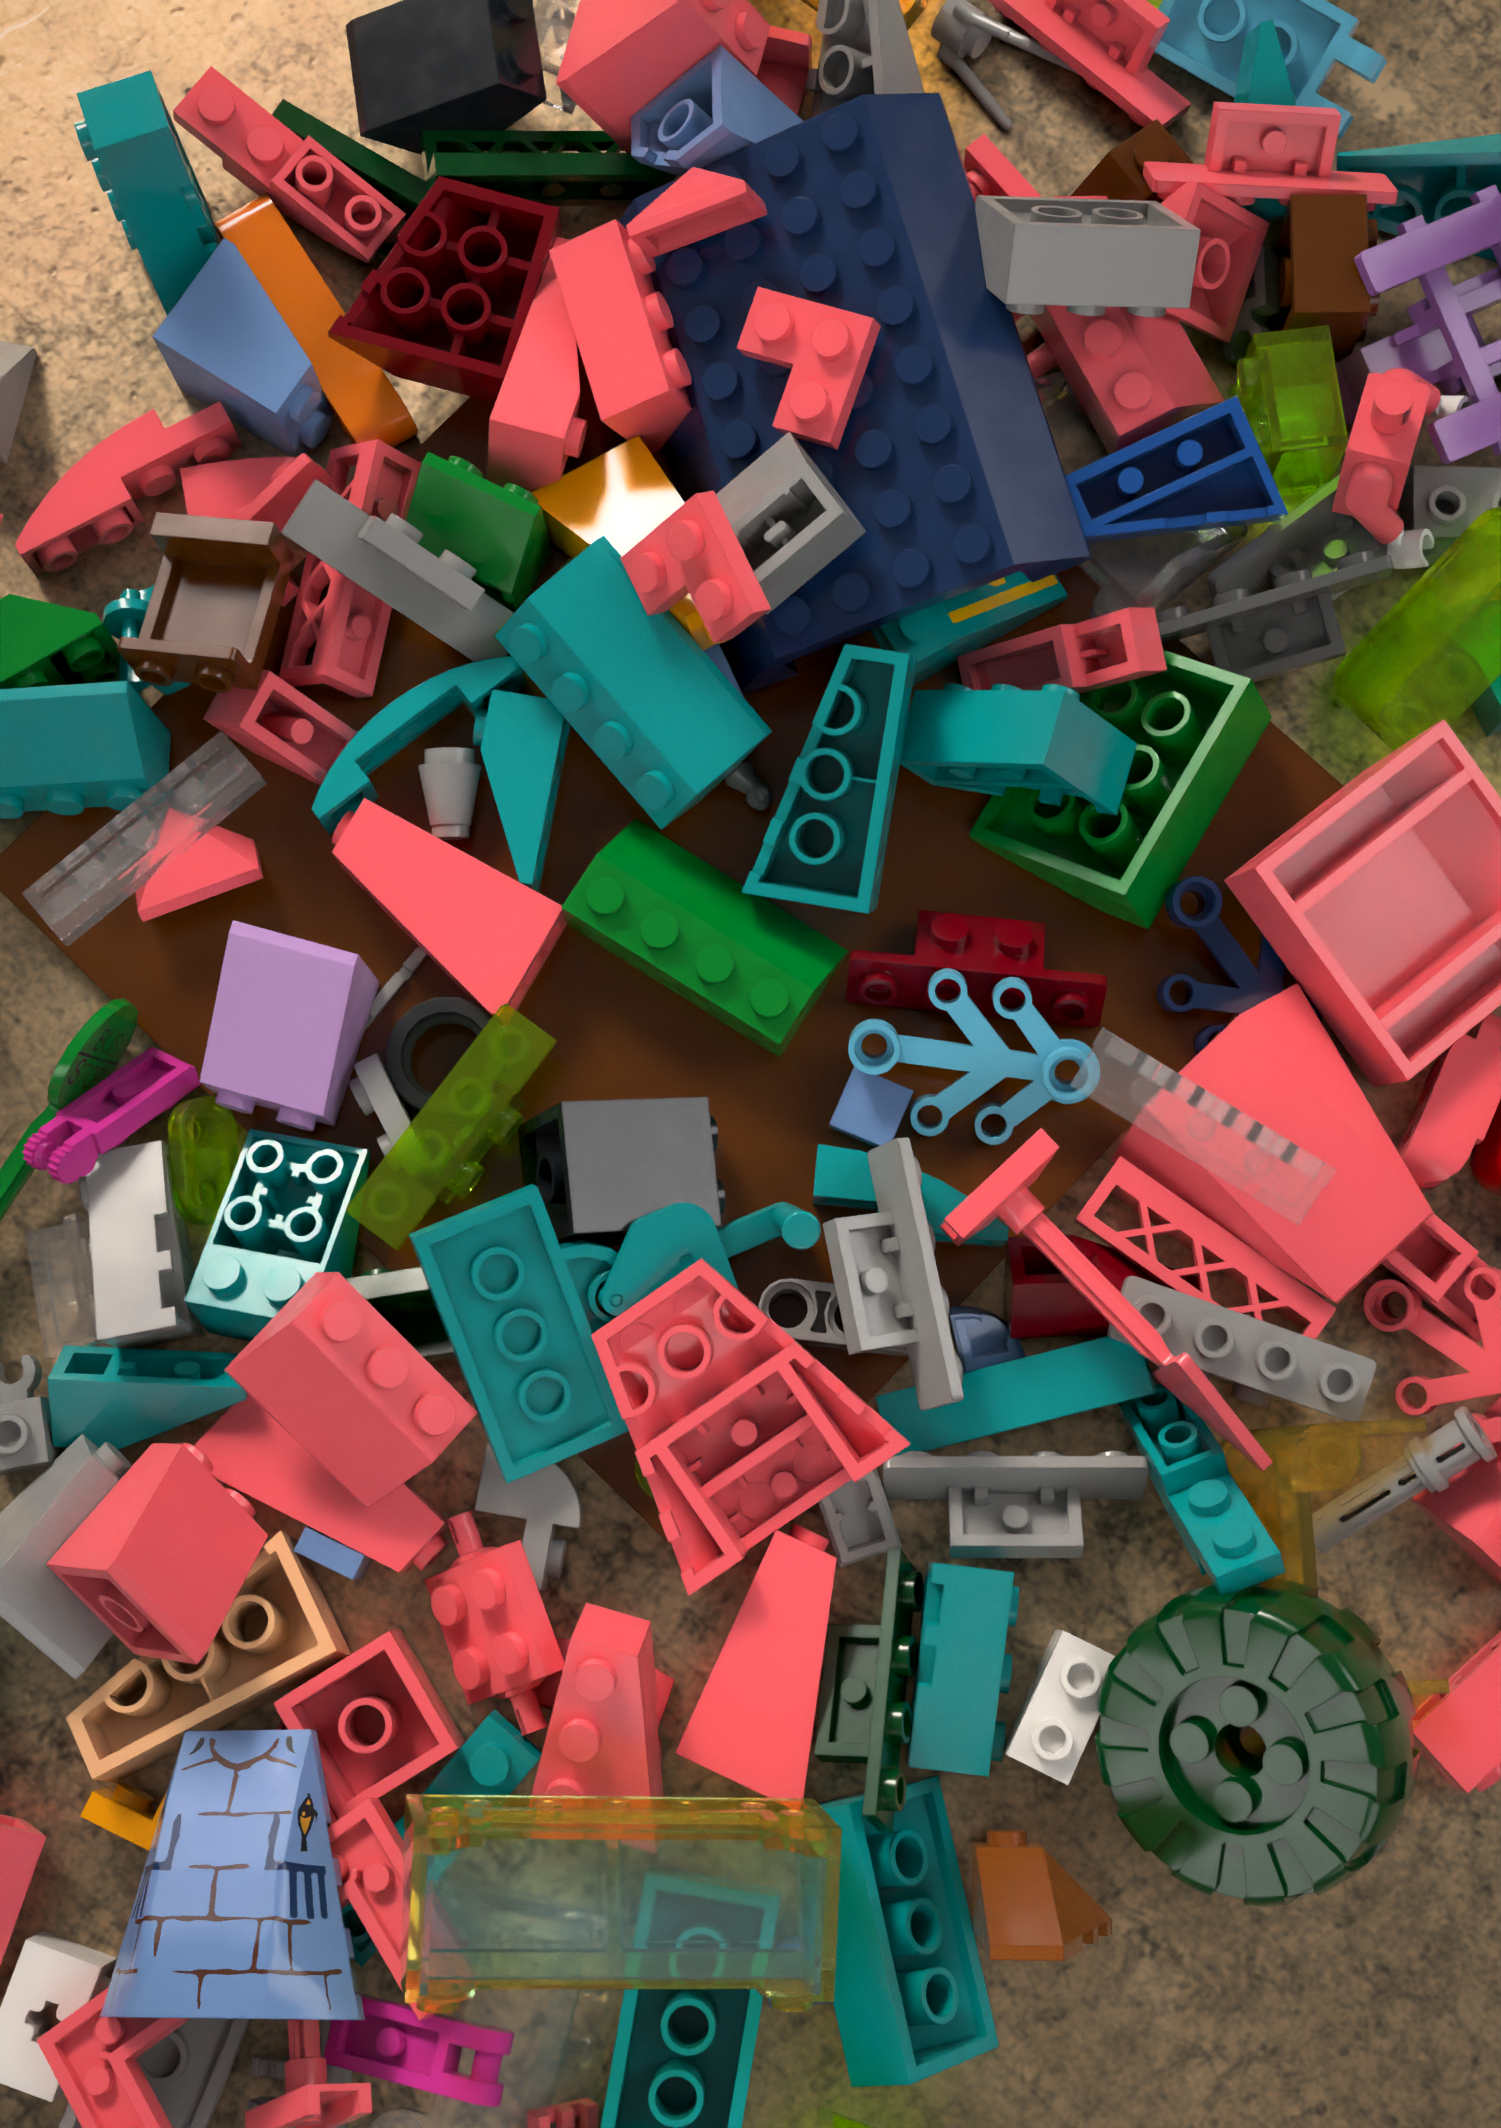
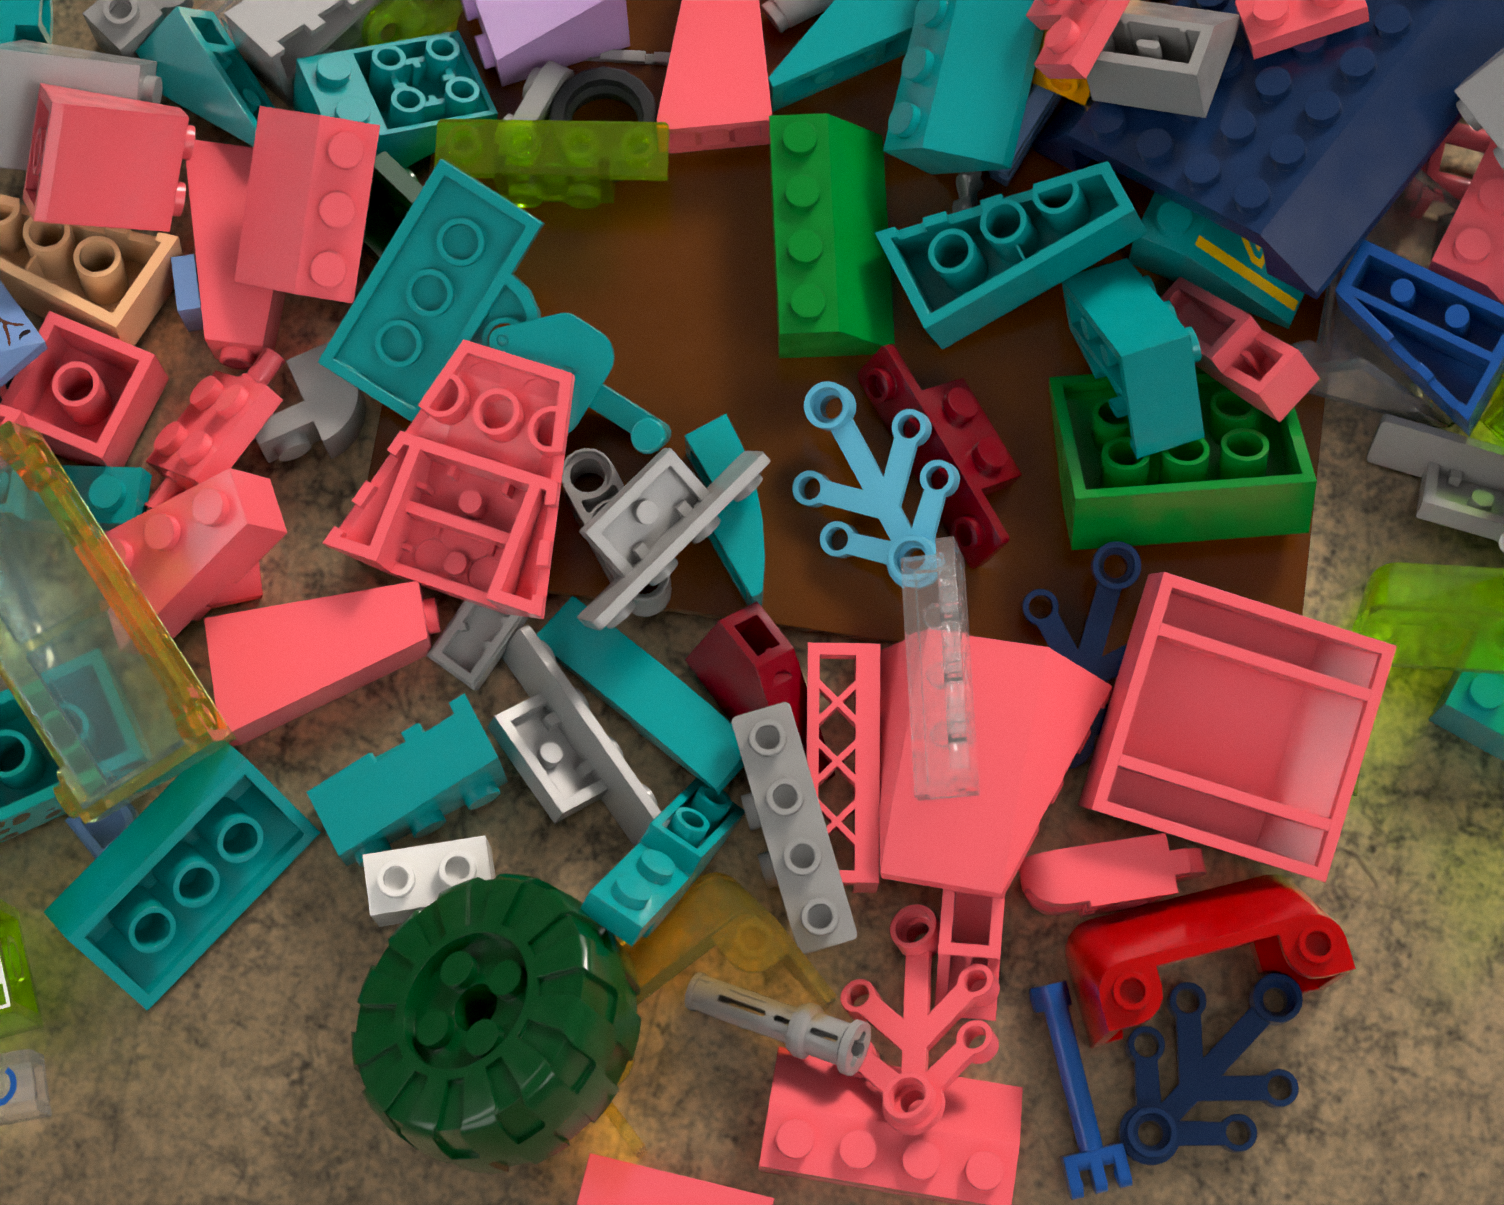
camera: 50 degrees right, 5 degrees down
(619, 1161) = (618, 285): slope -> none
(865, 1690) = (339, 730): dark green bracket -> none
(870, 1108) = (788, 444): medium blue tile -> none
(982, 1338) = (672, 641): medium blue tile -> none
(1008, 1196) = (781, 564): coral piece -> none
(1028, 1903) = (264, 939): dark orange wedge -> none
(1278, 627) = (1383, 488): dark grey bracket -> none

